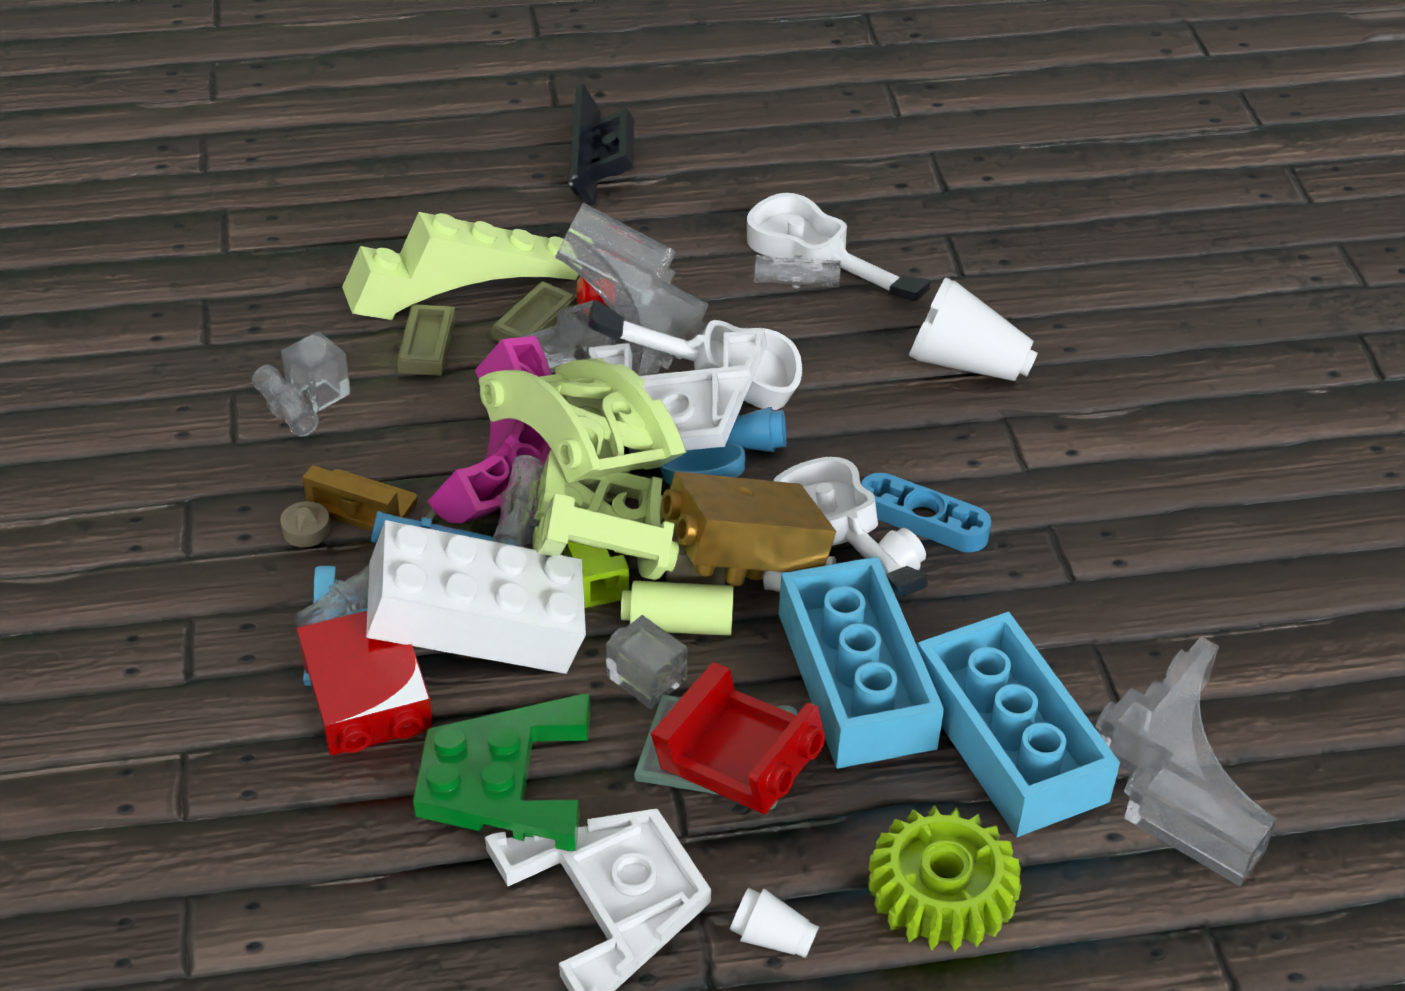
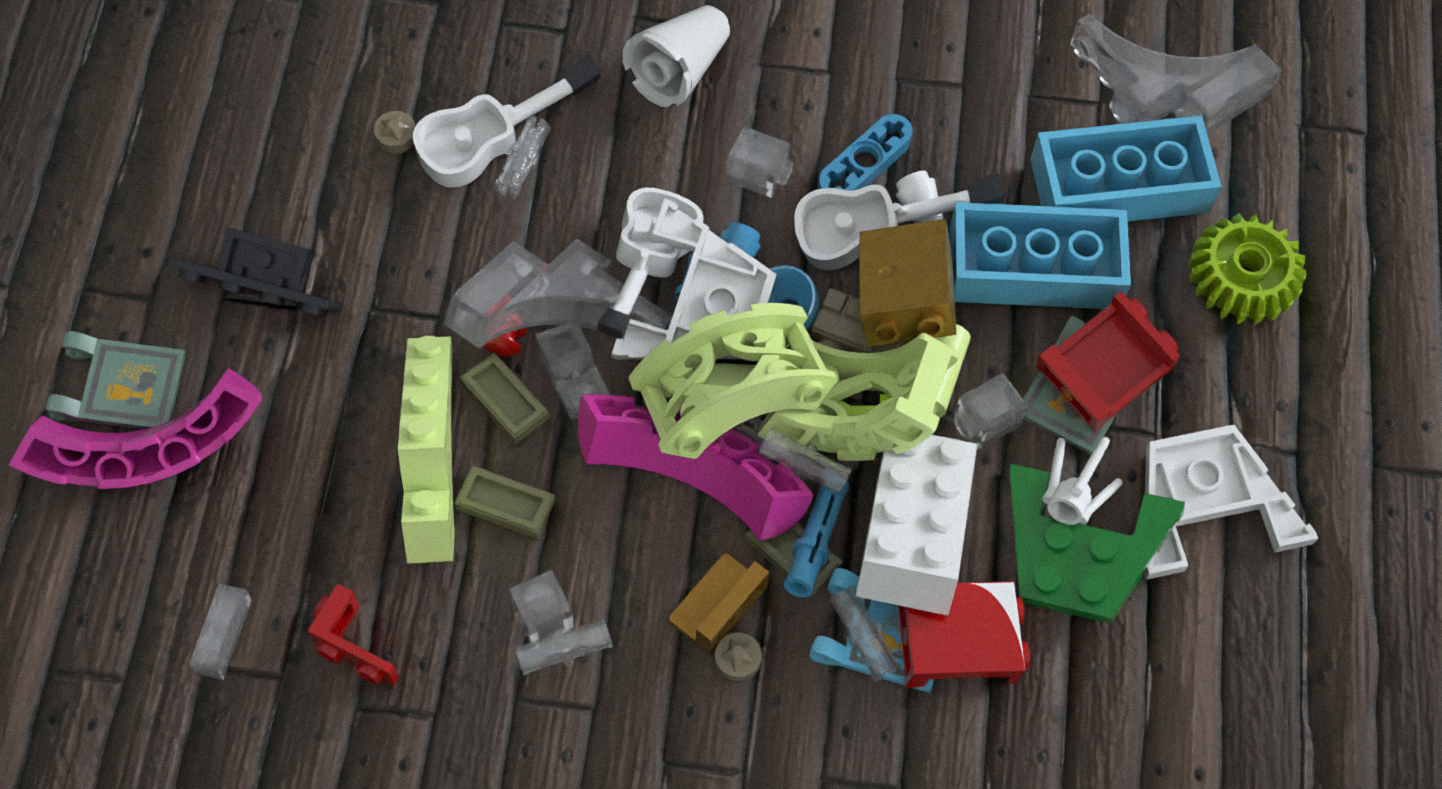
camera: 75 degrees left, 20 degrees up
(252, 203) = (220, 631): none -> clear piece
(261, 256) = (331, 620): none -> red bracket
(393, 113) = (140, 456): none -> dark pink brick
(467, 109) = (125, 383): none -> sand green flag
(550, 733) = (1071, 499): none -> white plant
(772, 924) = (1261, 396): white cone -> none
(784, 184) = (394, 132): none -> dark tan tile
(872, 423) = (759, 162): none -> clear brick

